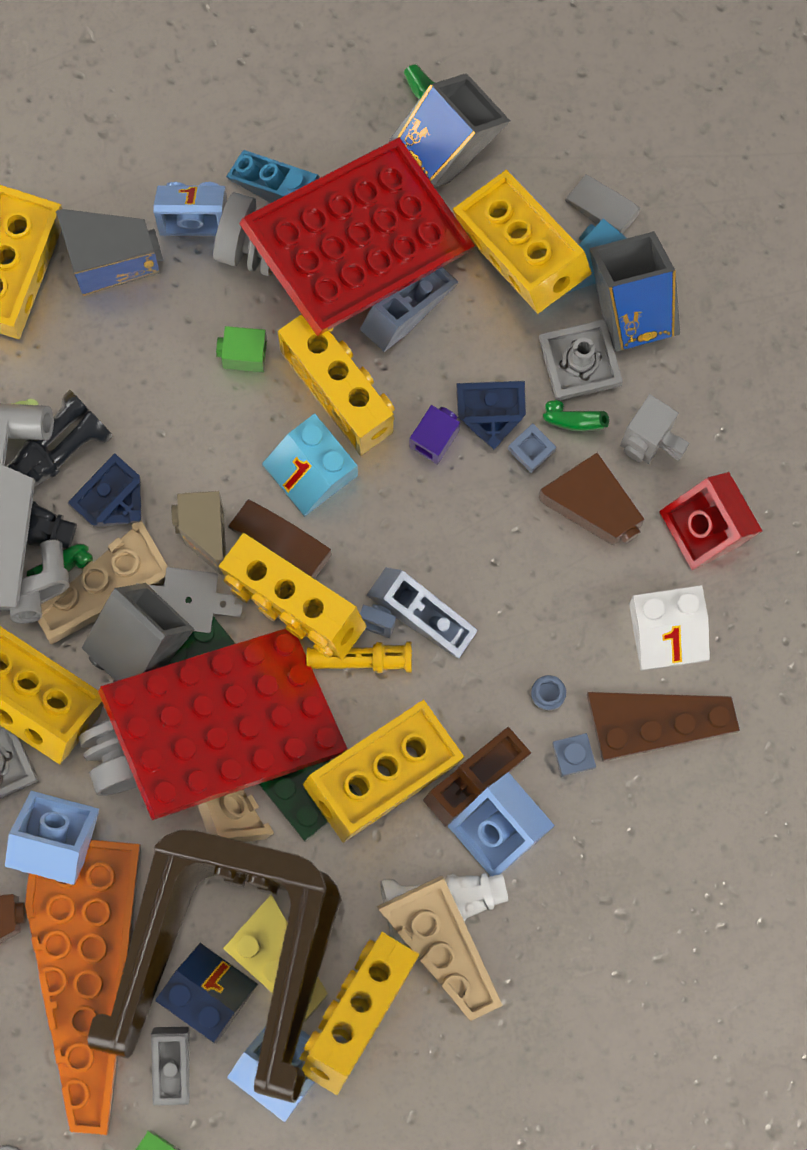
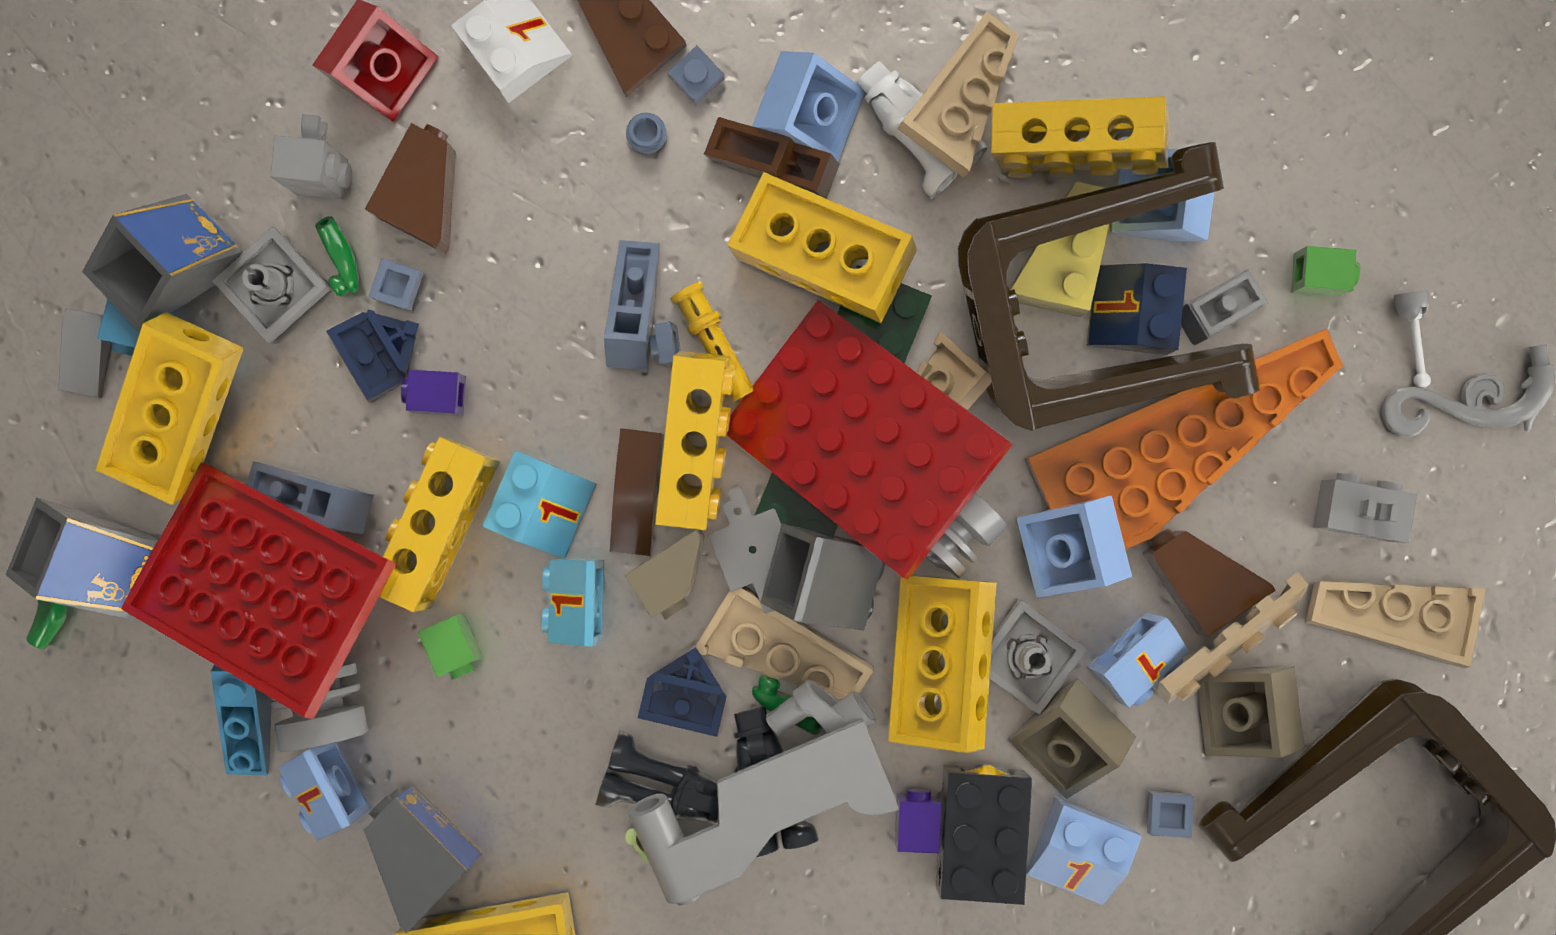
camera: 115 degrees left, 10 degrees up
(223, 452) = (574, 601): none -> medium azure slope

